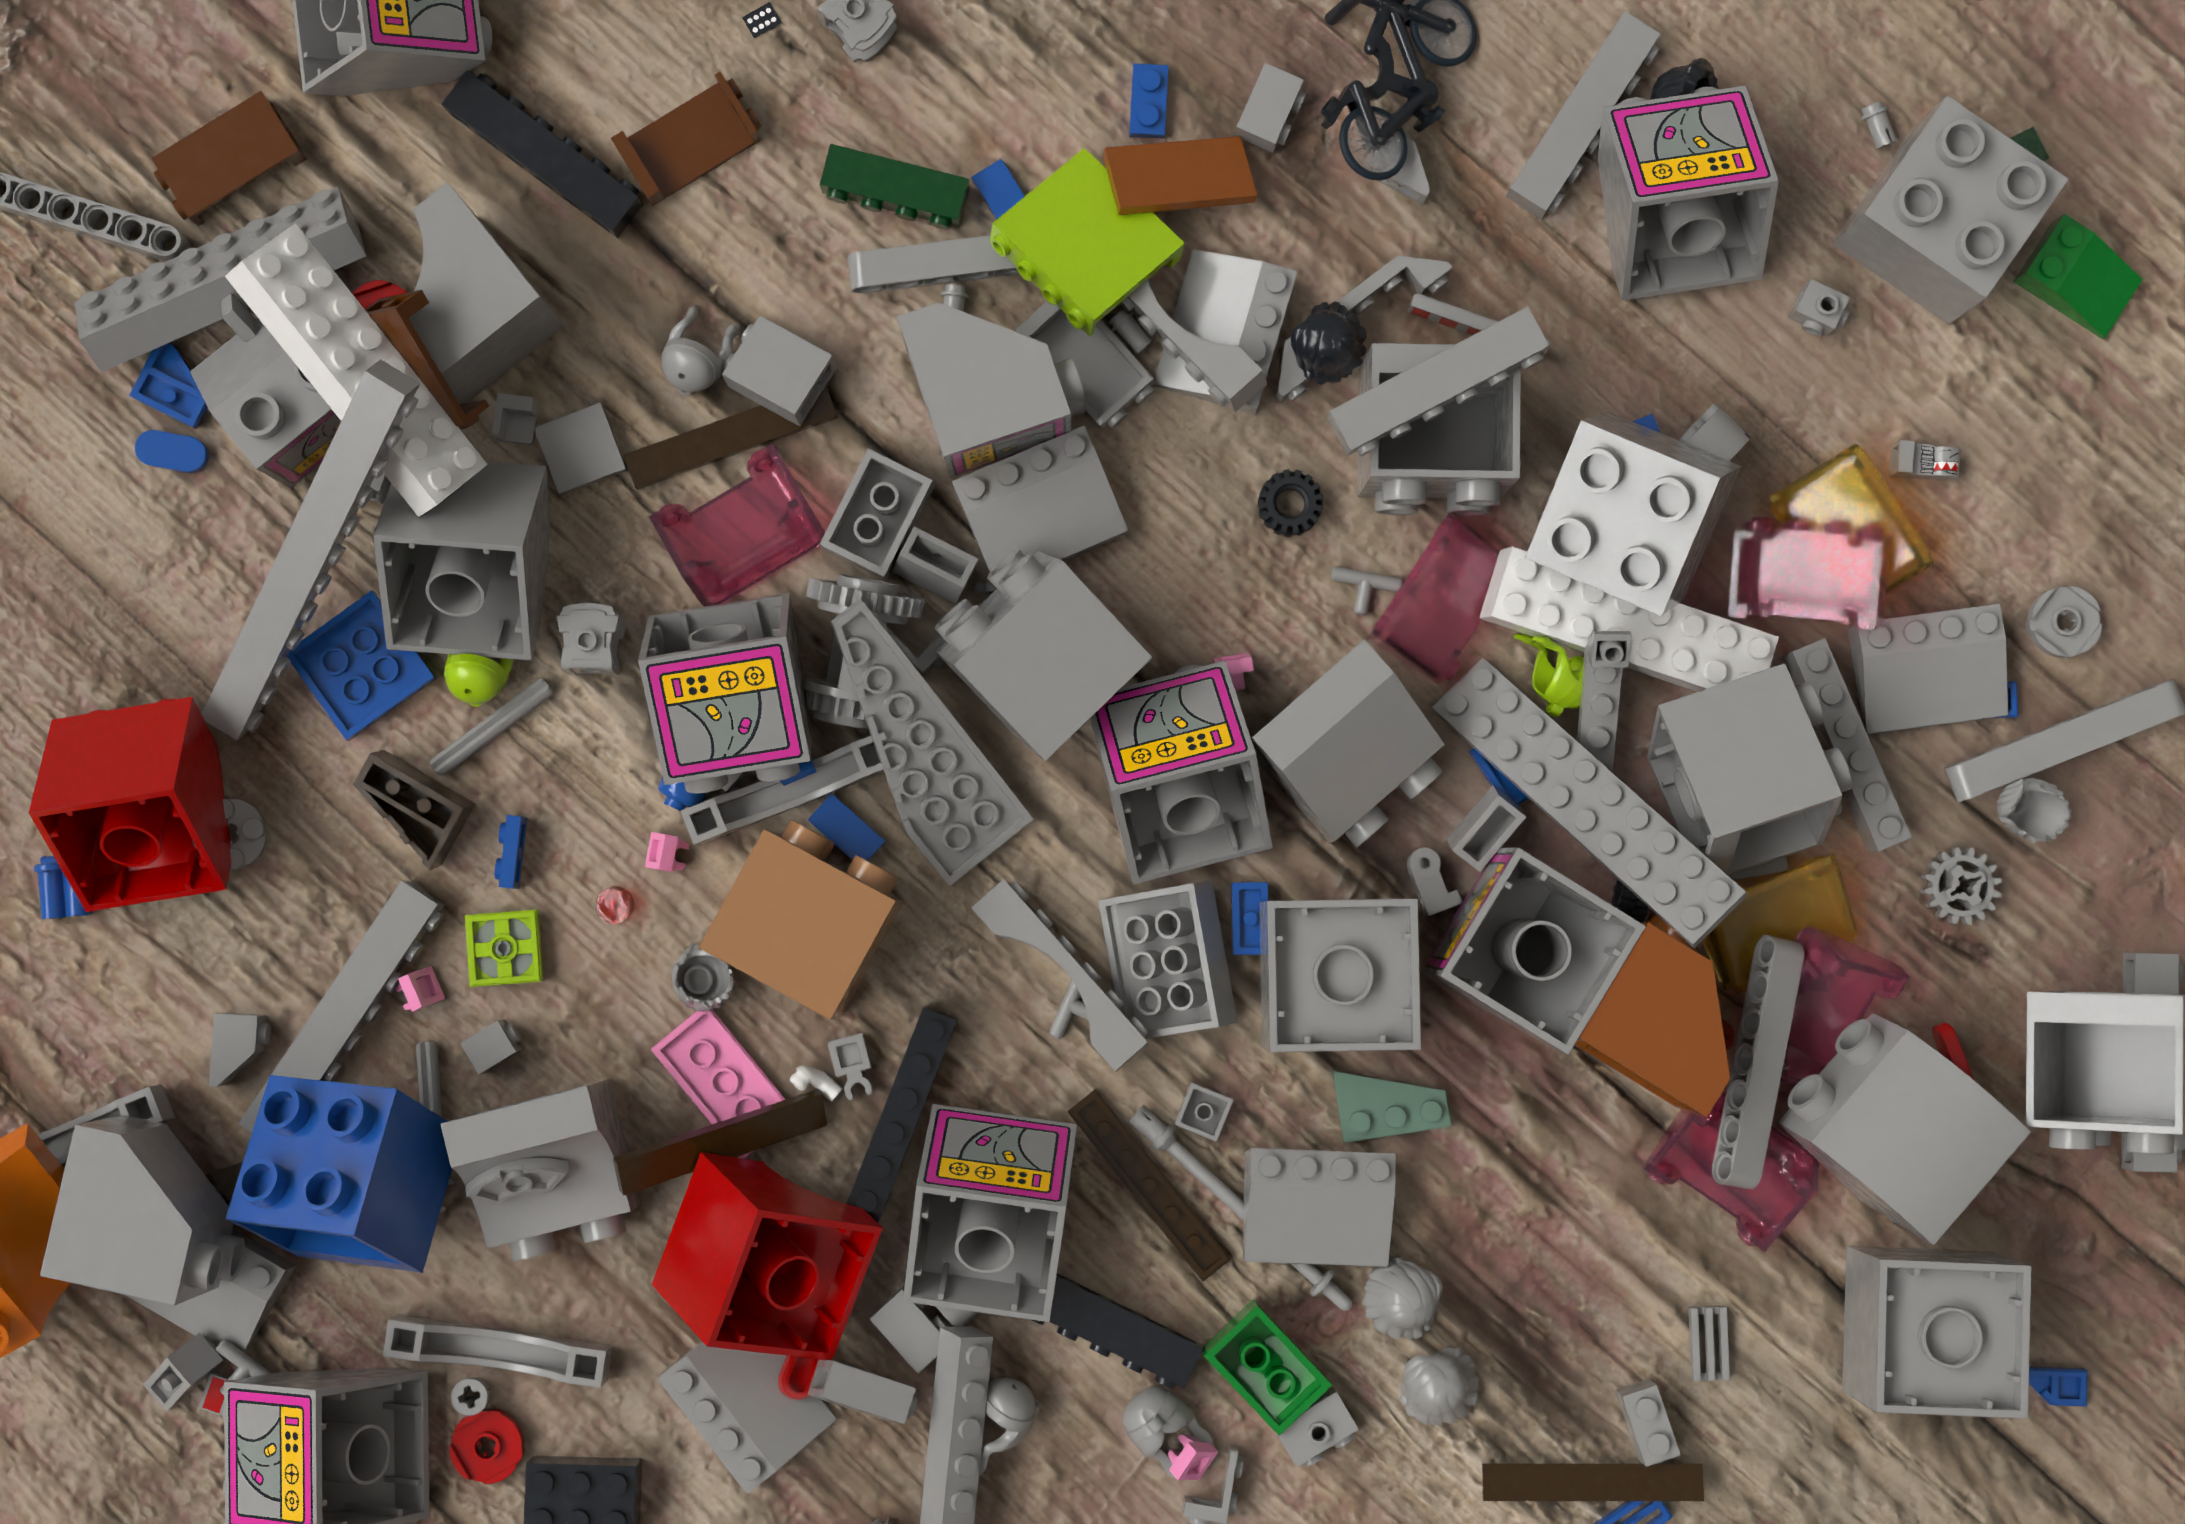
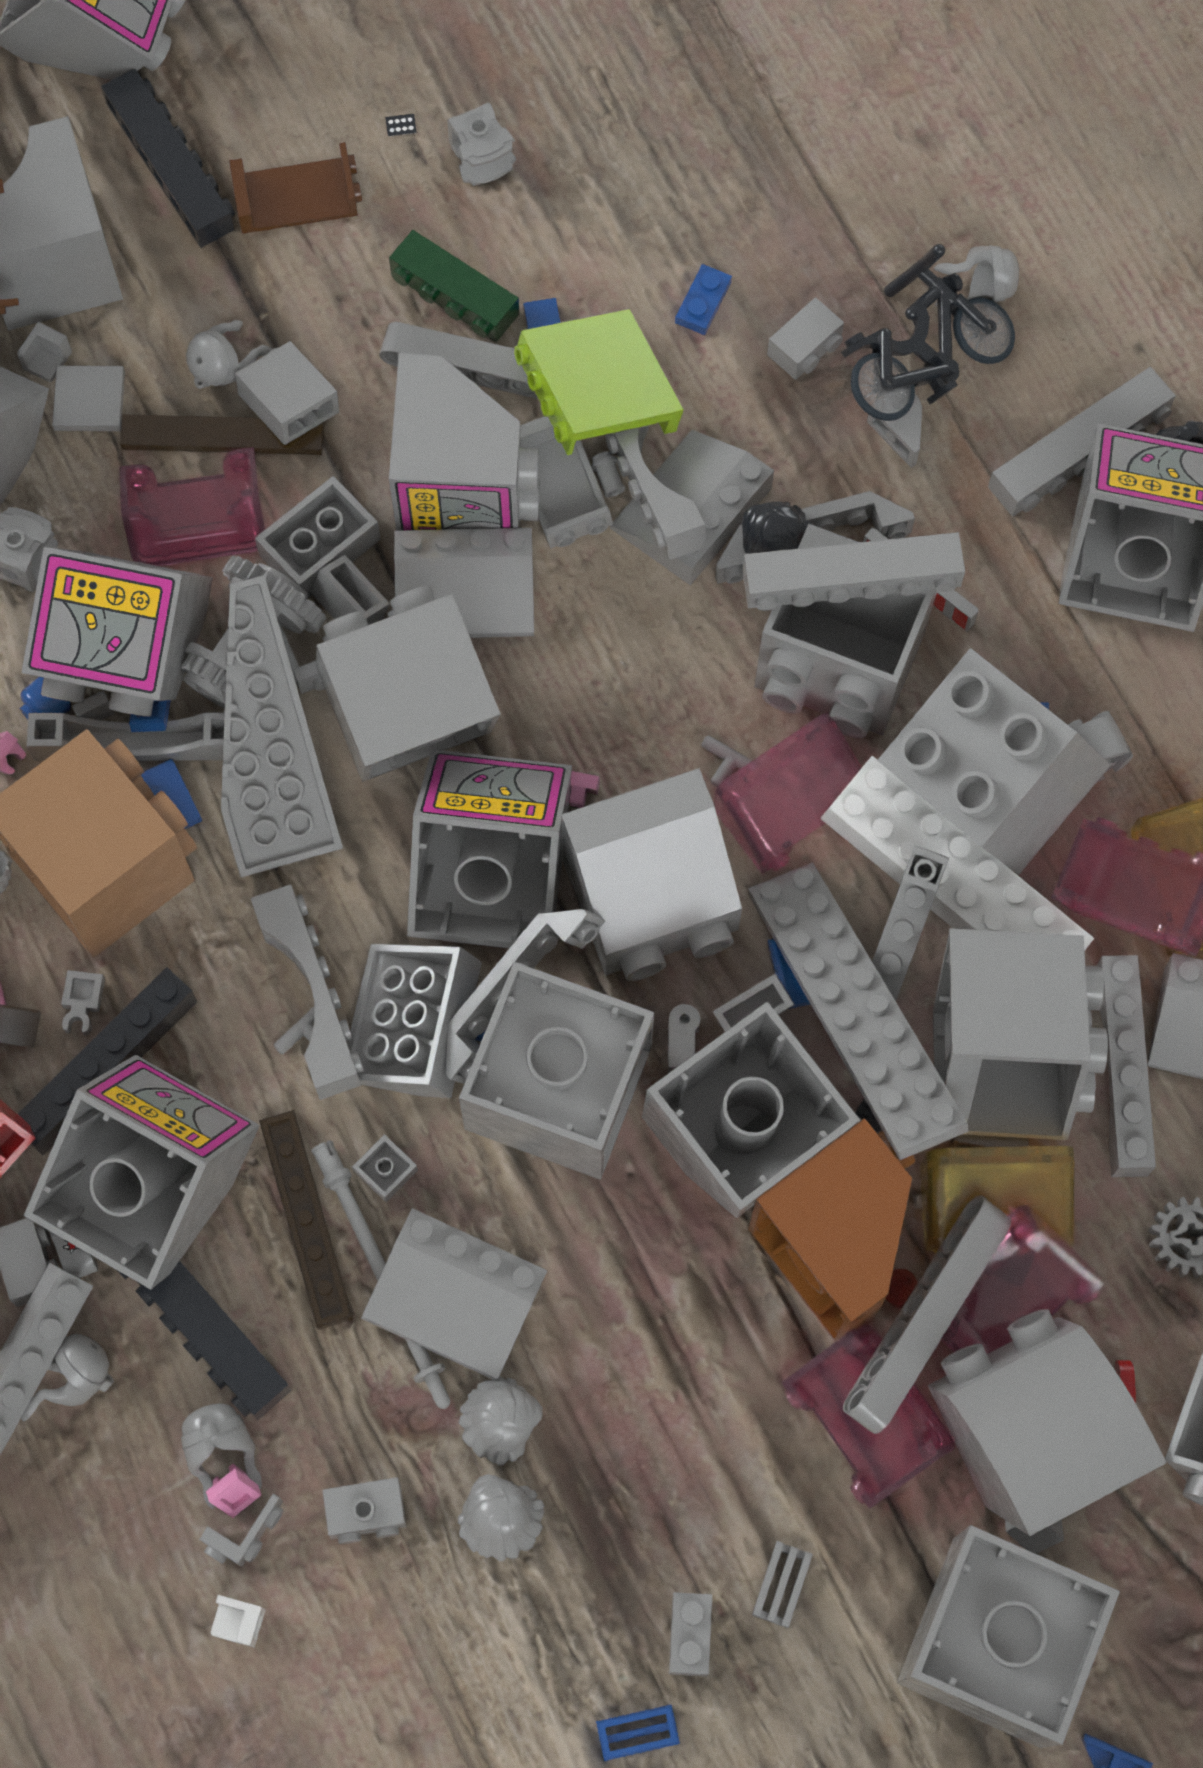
camera: 25 degrees right, 15 degrees down
(818, 1079) = (45, 1003): white arm -> none
(1179, 175) = (703, 359): dark orange tile -> none
(1234, 976) = (539, 938): none -> light grey slope
(1266, 1367) = (340, 1427): green slope -> none
(1290, 481) = (694, 647): black tyre -> none
(1386, 1108) = (559, 1235): sand green wing -> none
(1557, 685) = (871, 901): lime hair -> none
(1592, 1482) = (613, 1674): dark brown tile -> none

